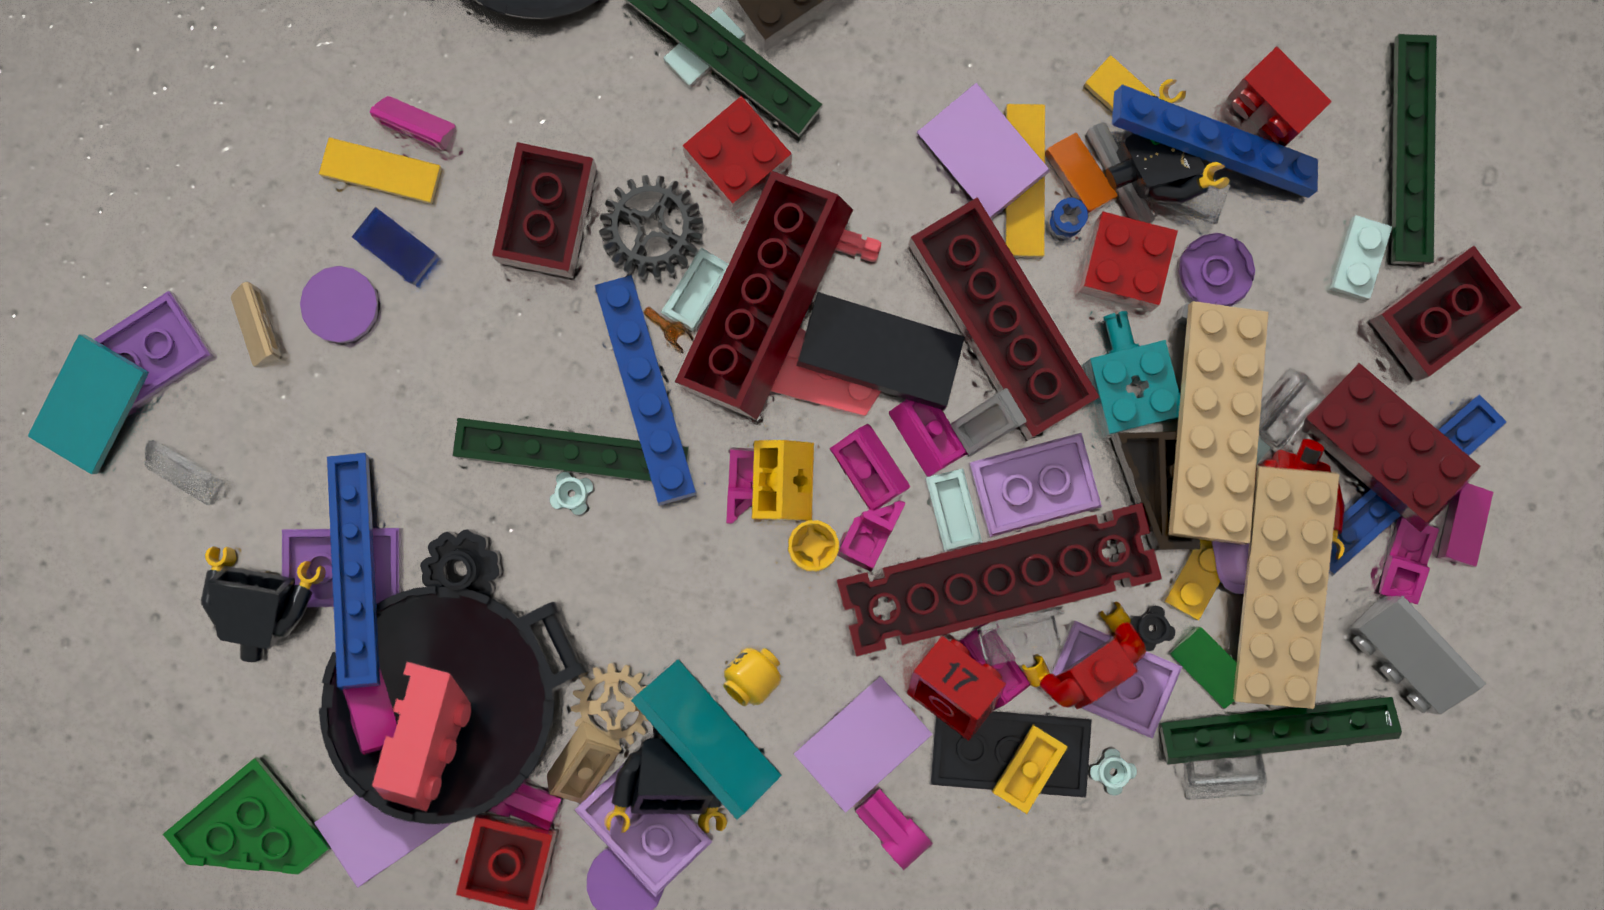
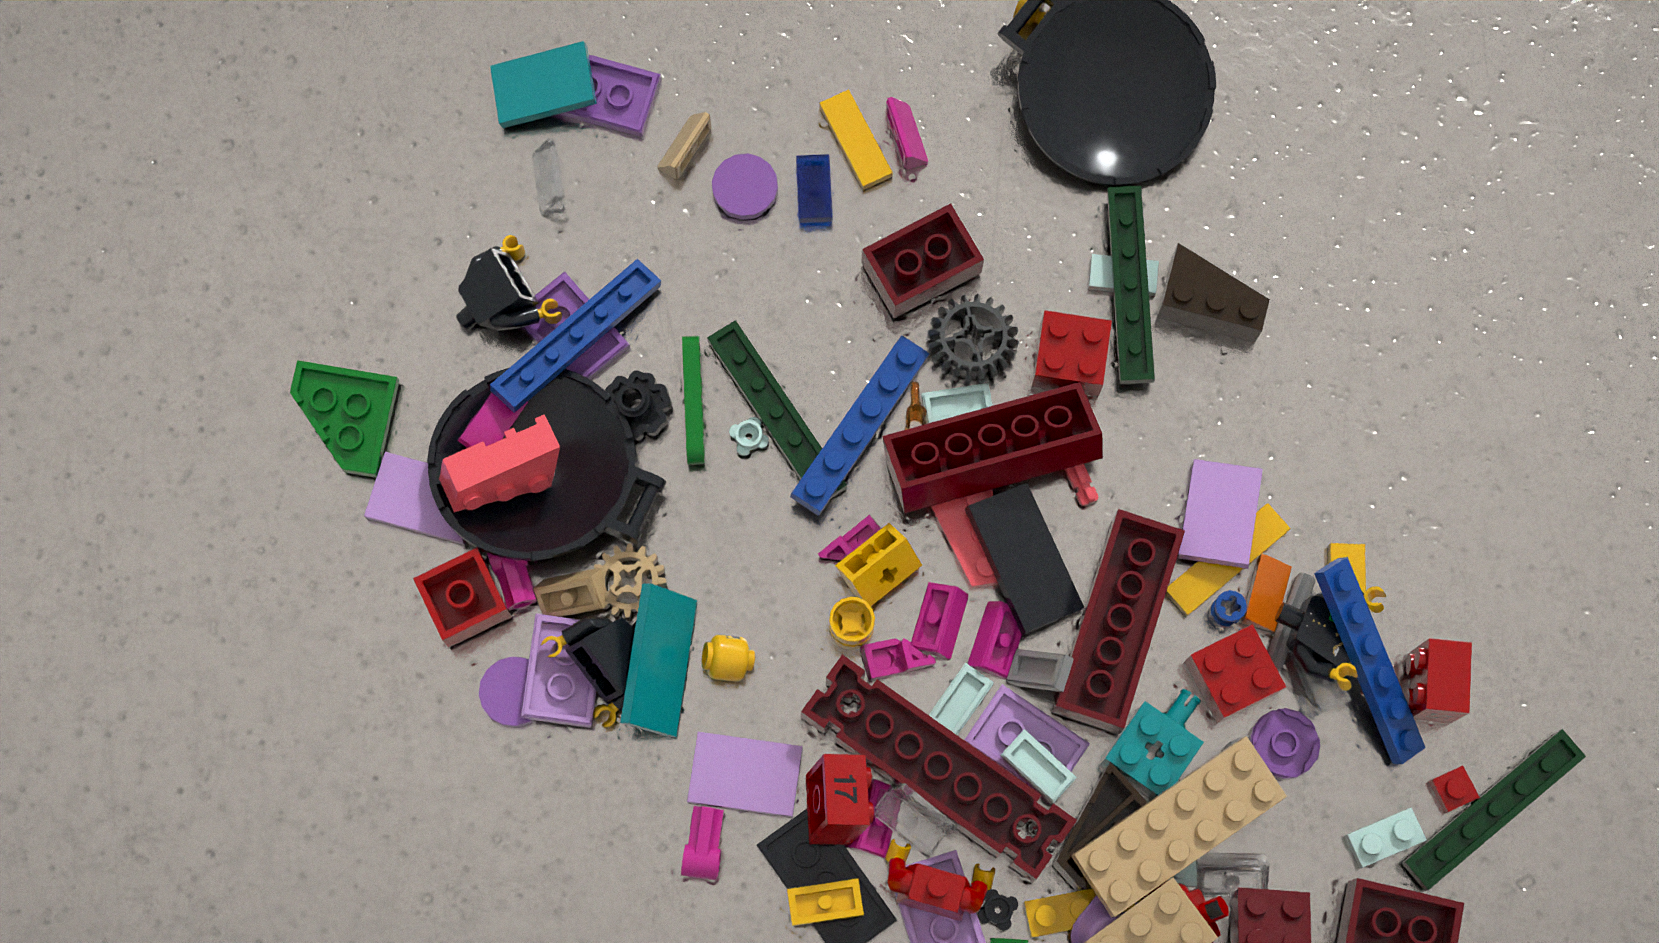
camera: 55 degrees right, 10 degrees down
(498, 514) = (693, 400): none -> green beam
(1065, 493) = (1038, 766): none -> light aqua tile
(1369, 166) = (1454, 789): none -> red plate

